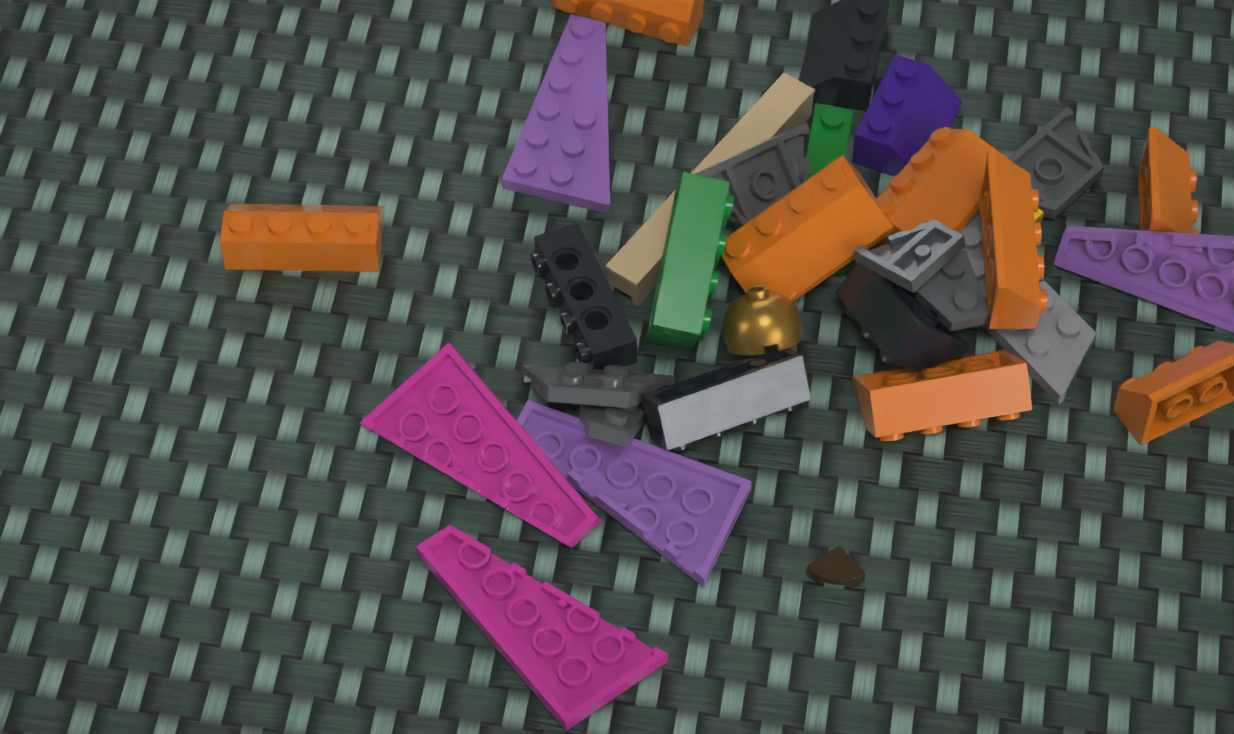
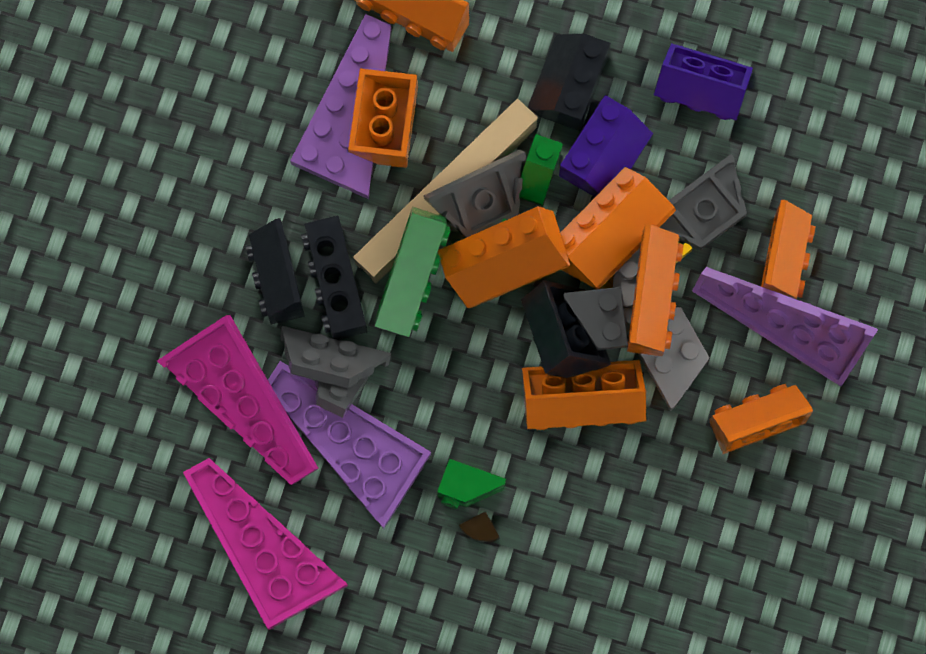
camera: 10 degrees right, 20 degrees up
(302, 237) = (135, 190): orange slope -> none
(506, 297) = (274, 273): none -> black slope
(617, 112) = (383, 117): none -> orange slope
(726, 398) = (418, 386): brick -> none
(761, 321) = (460, 324): pearl gold cylinder -> none
(811, 514) = (467, 485): none -> green slope
(913, 254) = (578, 291): dark grey wing -> none
(1013, 40) = (703, 82): none -> dark purple slope

